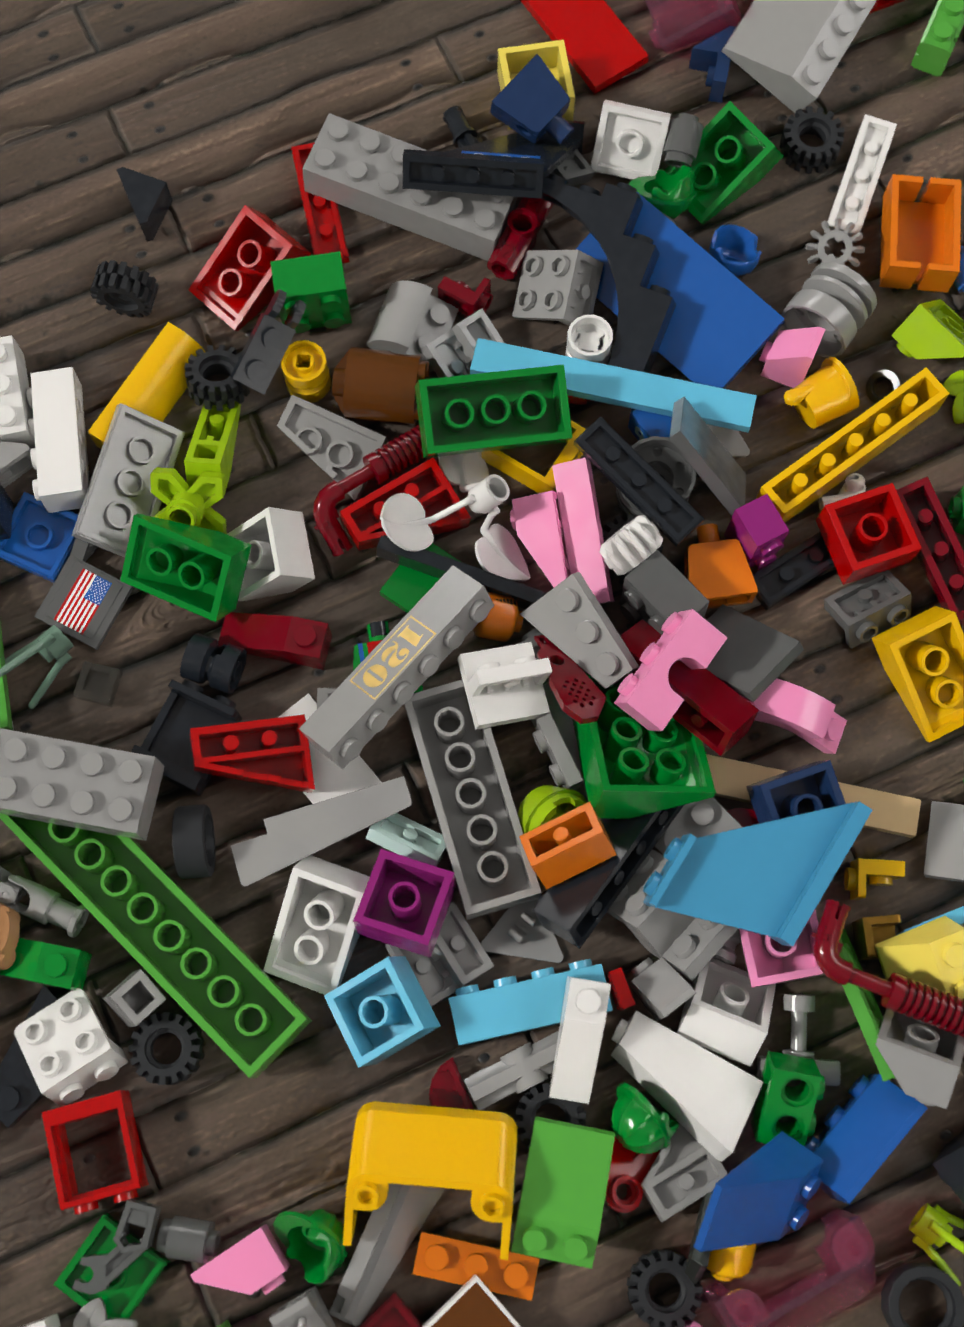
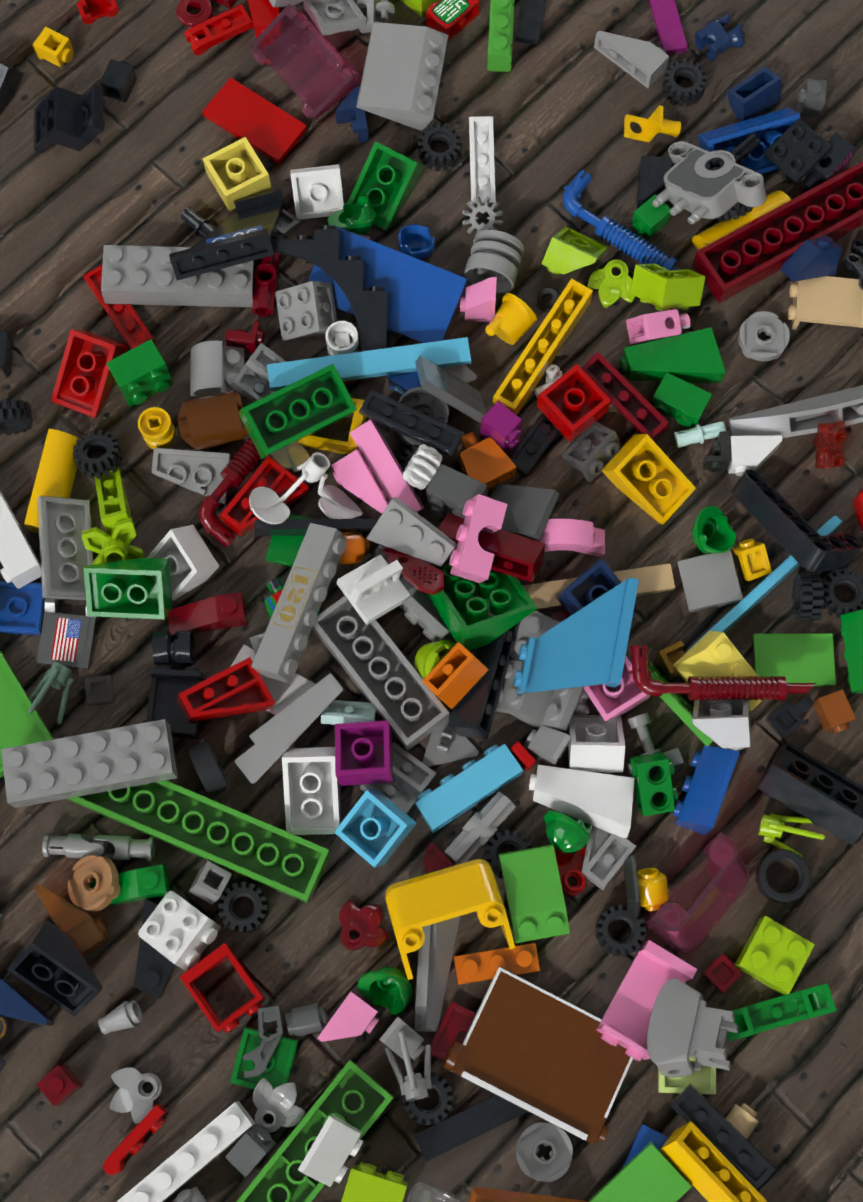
camera: 20 degrees left, 0 degrees up
(267, 344) = (126, 419): black hinge -> none
(318, 1134) = (364, 923): none -> dark red plate
(534, 104) = (243, 190): dark blue torso -> none
(579, 1039) = (508, 794): white slope -> none
(683, 140) = (353, 179): dark grey brick -> none
(761, 1196) = (657, 846): blue slope -> none
(878, 871) = (659, 619): yellow bracket -> none
(920, 237) = (535, 188): orange piece -> none

